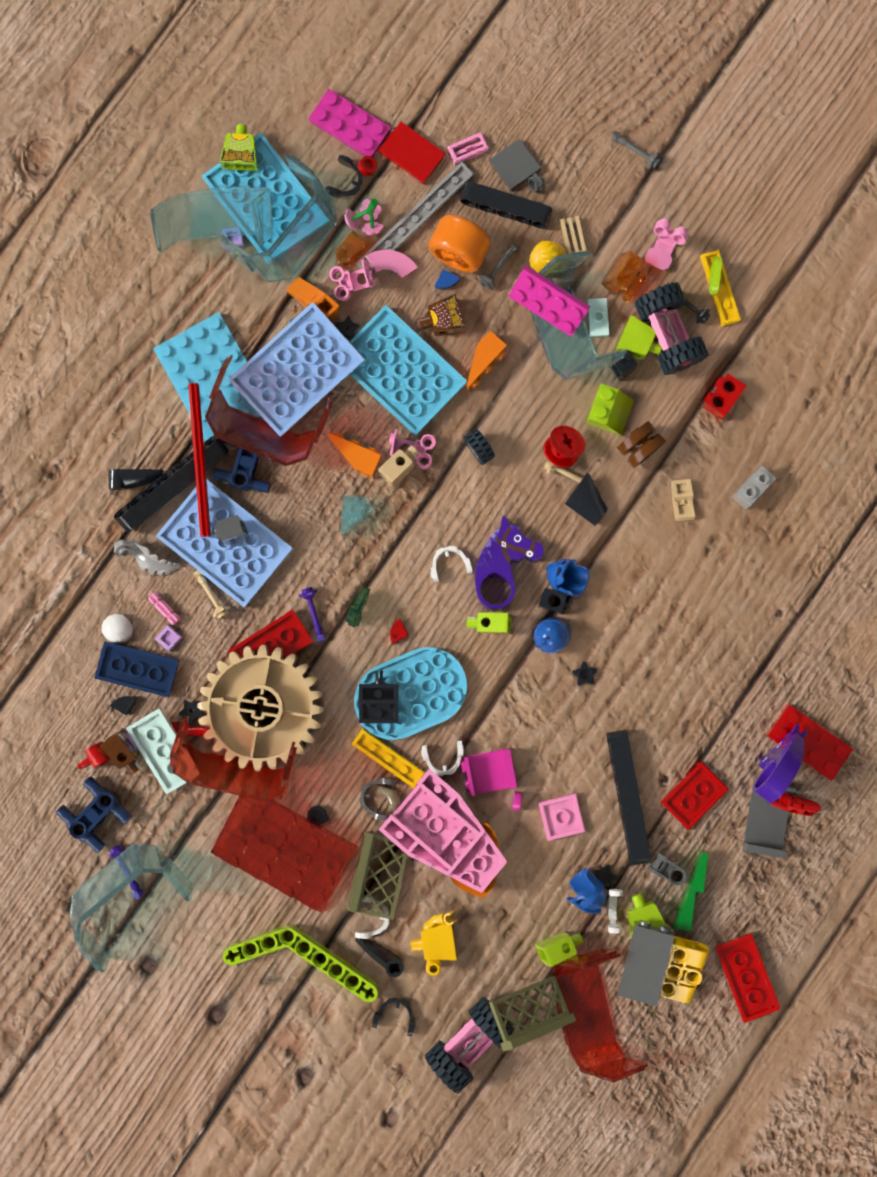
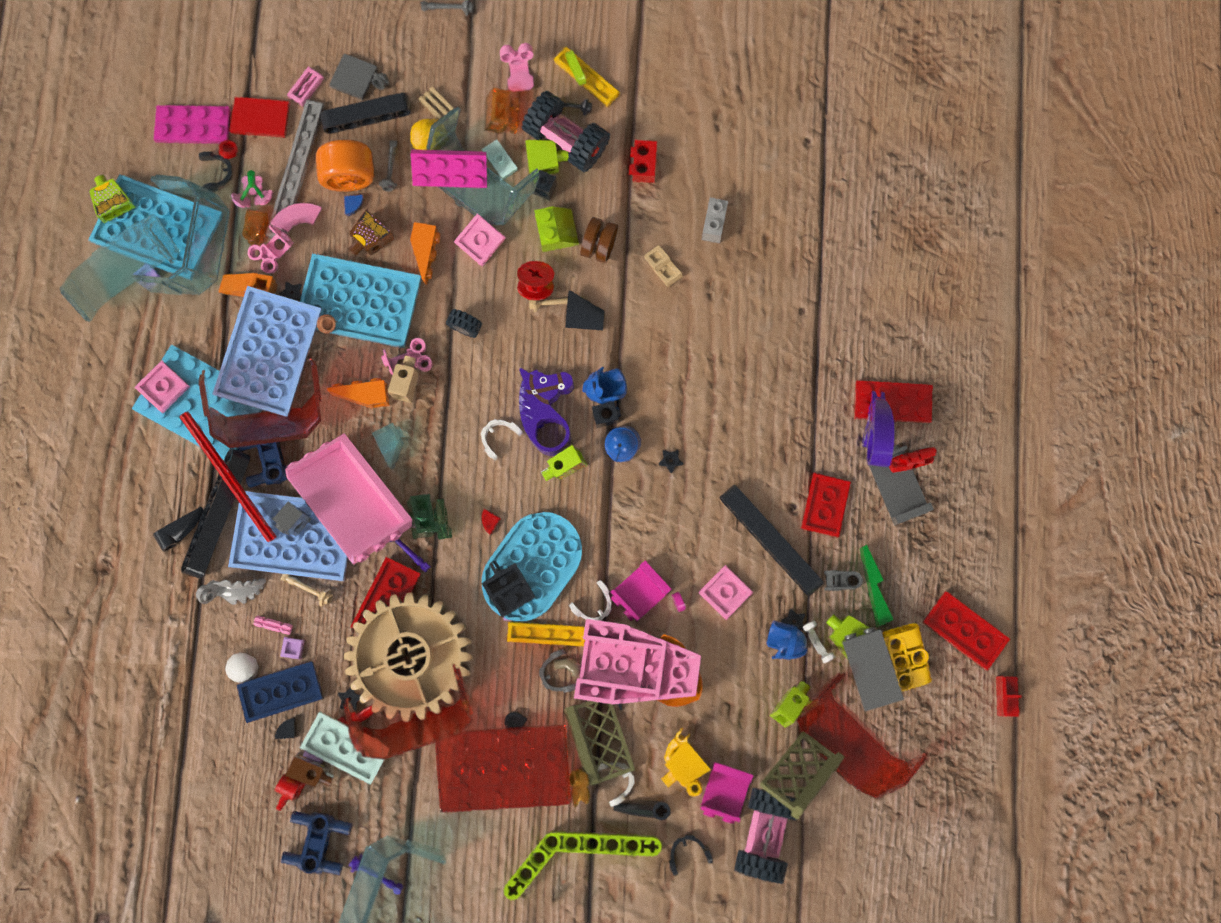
camera: 30 degrees left, 5 degrees down
(189, 345) = (162, 386): none -> bright pink tile
(290, 541) = (349, 498): none -> bright pink panel
(338, 905) = (579, 781): none -> pearl gold plate
(342, 593) = (422, 516): none -> clear green brick
(360, 375) = (326, 323): none -> nougat plate
(457, 985) = (725, 793): none -> dark pink panel
(537, 379) = (480, 239): none -> bright pink tile
(747, 1054) = (1007, 696): none -> red panel

